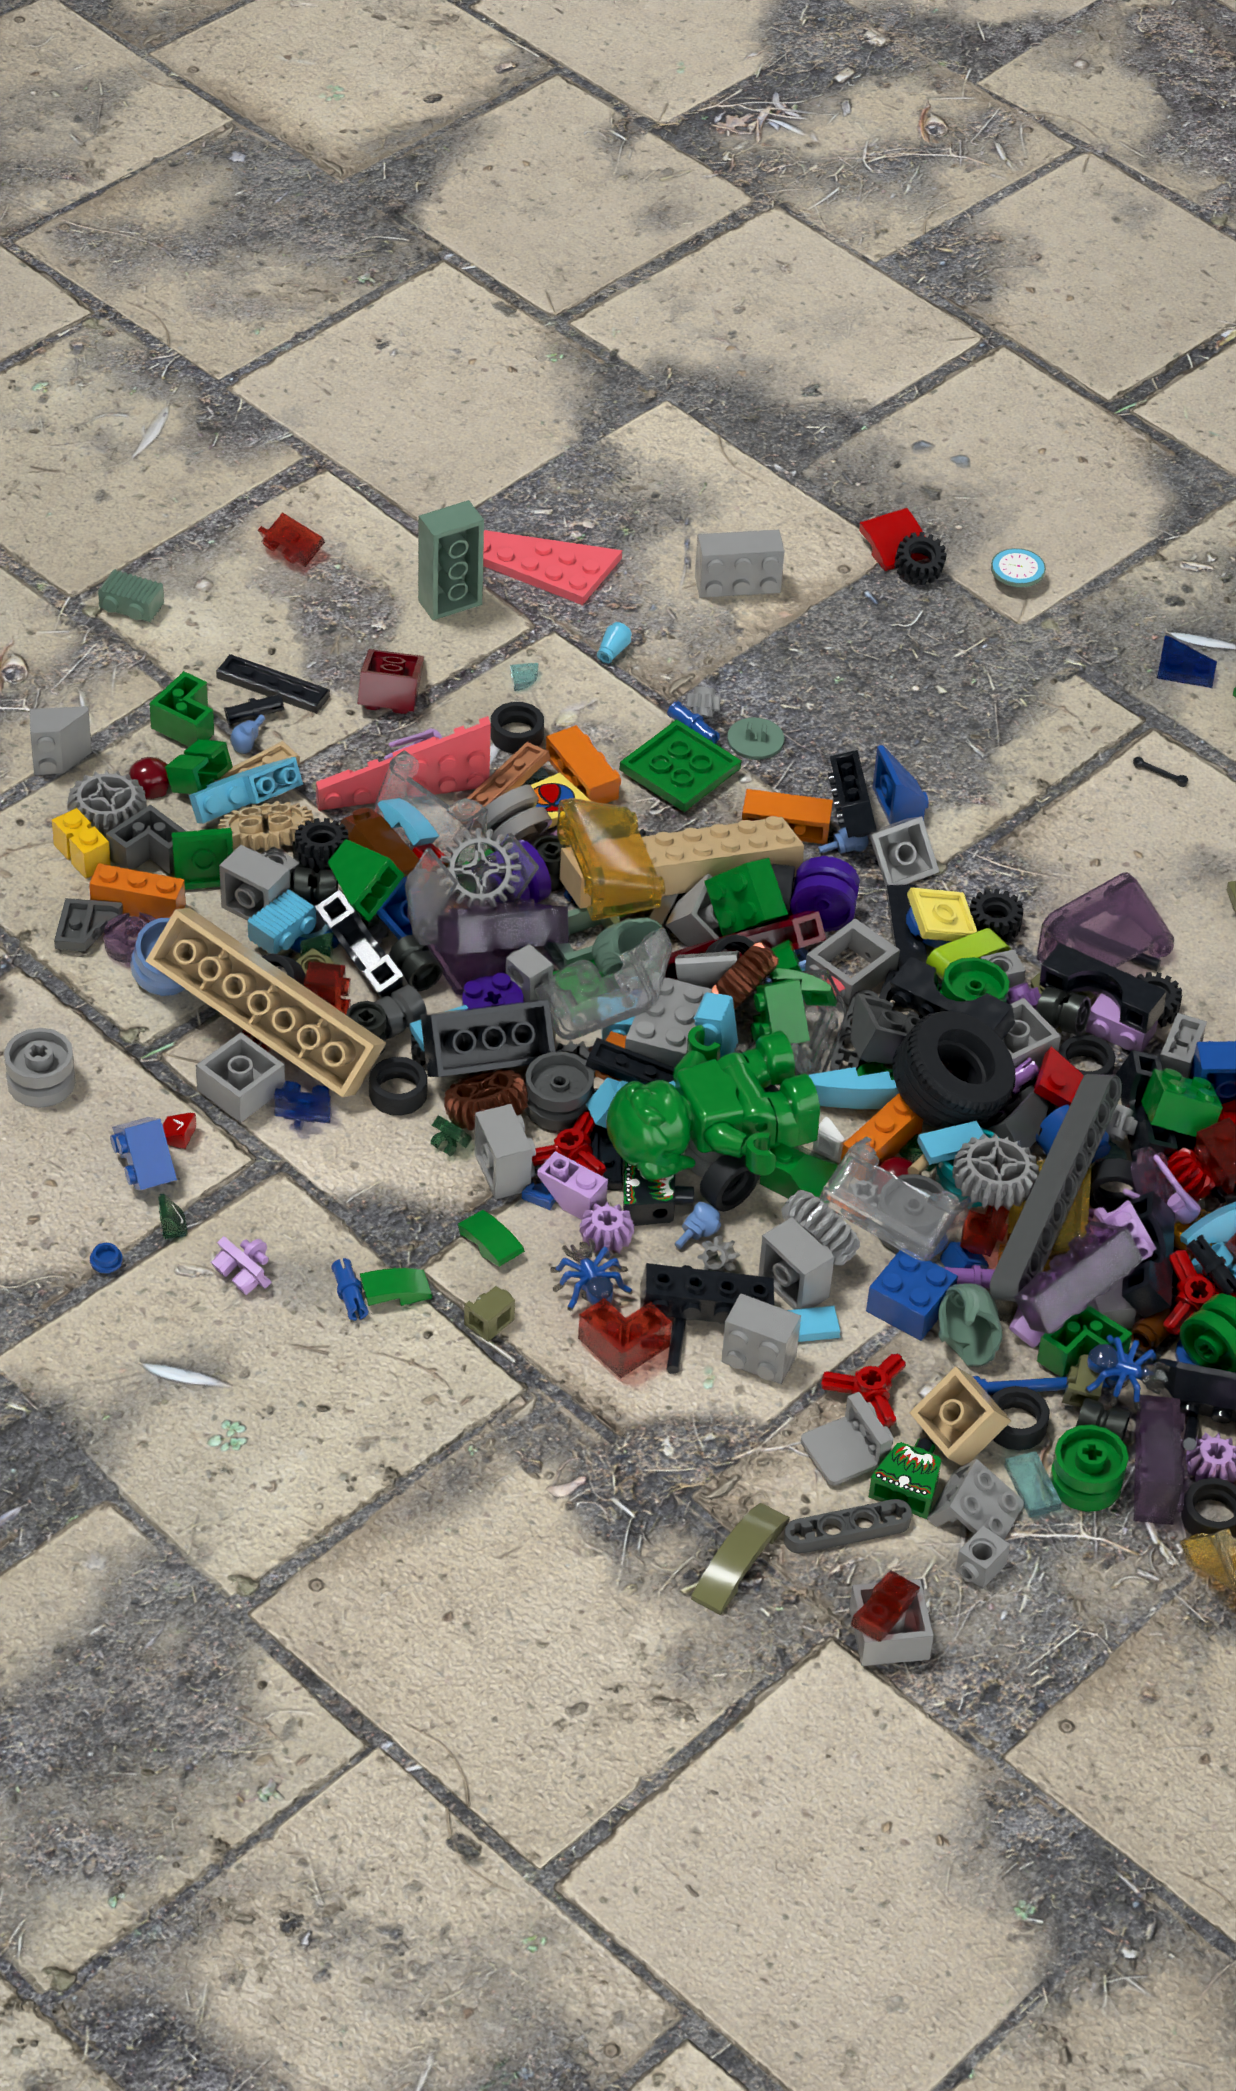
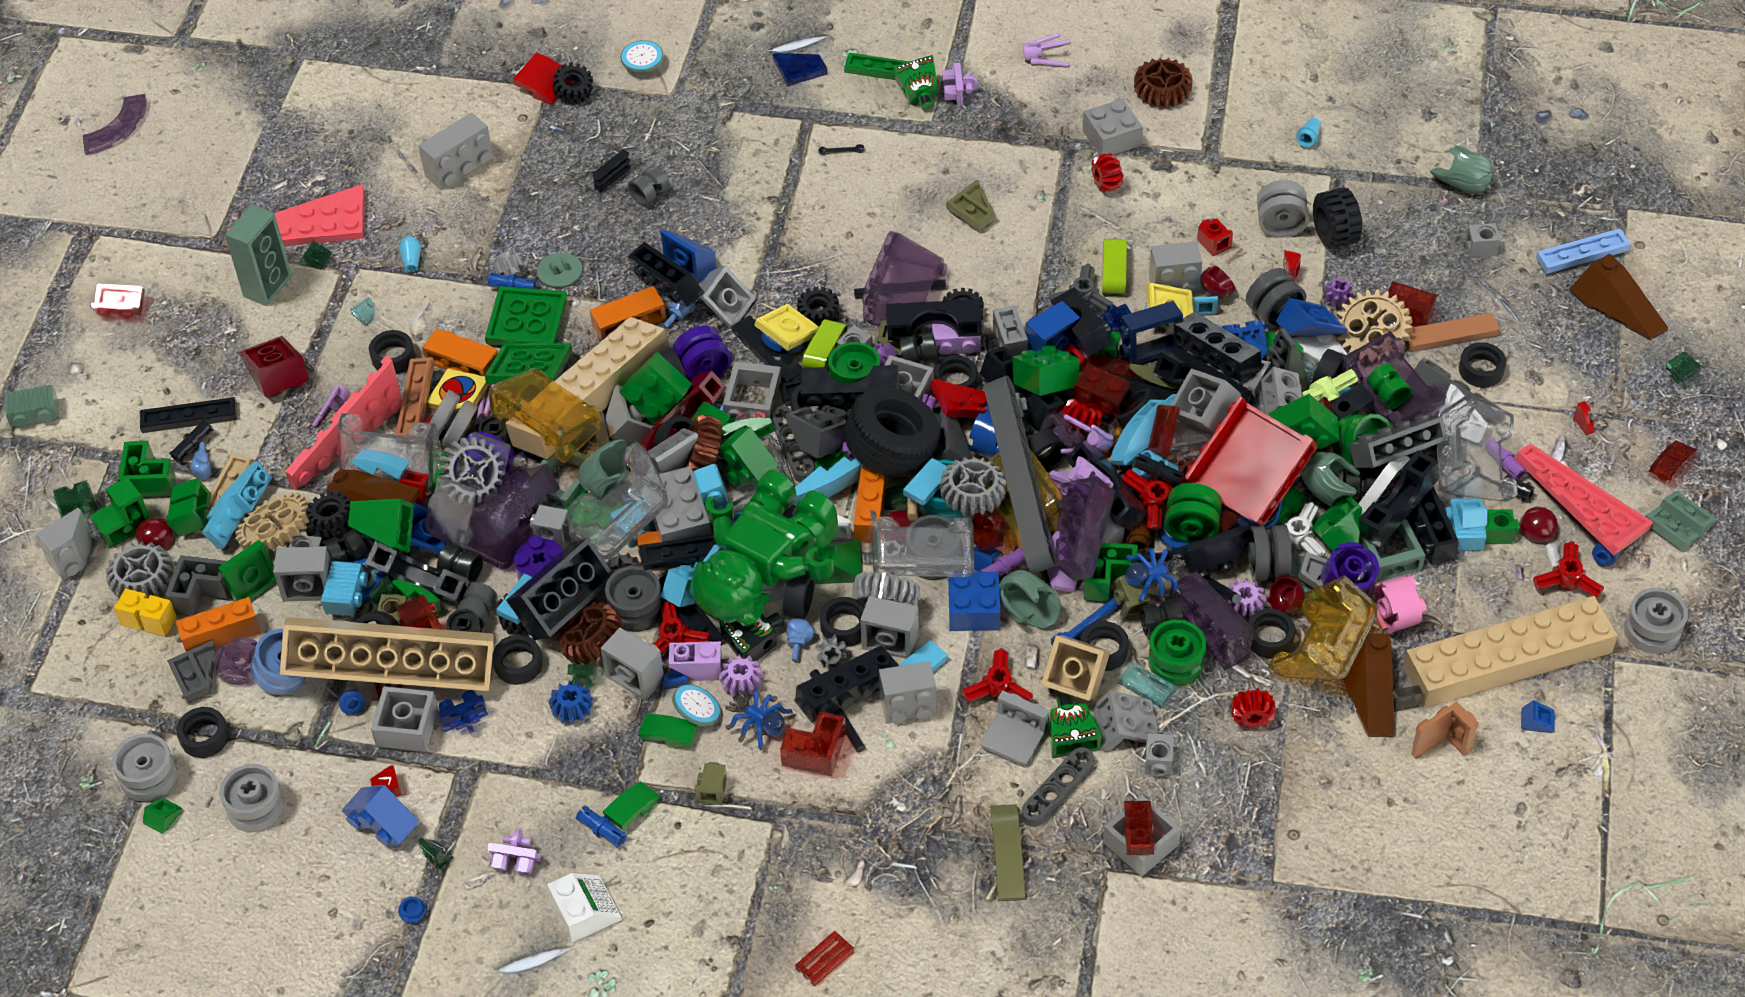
camera: 30 degrees left, 5 degrees up
(45, 966) = (199, 716): none -> black tyre
(104, 704) = (78, 497): none -> clear green wheel
(126, 743) = (122, 516): none -> green brick
(206, 1034) = (351, 701): none -> blue plate
(270, 1349) = (583, 904): none -> white slope
(342, 956) = (412, 591): none -> green slope
(415, 1155) = (571, 702): none -> blue gear
(429, 377) = (121, 127): none -> clear purple tile
(467, 1549) = (831, 965): none -> clear red tile
(519, 596) = (315, 256): none -> clear green slope
(537, 1229) = (696, 705): none -> piece
(653, 807) = (519, 357): none -> green plate
(748, 1218) = (838, 606): none -> black tyre
(888, 666) = (611, 170): none -> black tile
(917, 699) = (648, 185): none -> dark grey wheel
(1124, 1571) = (1253, 708): none -> red gear

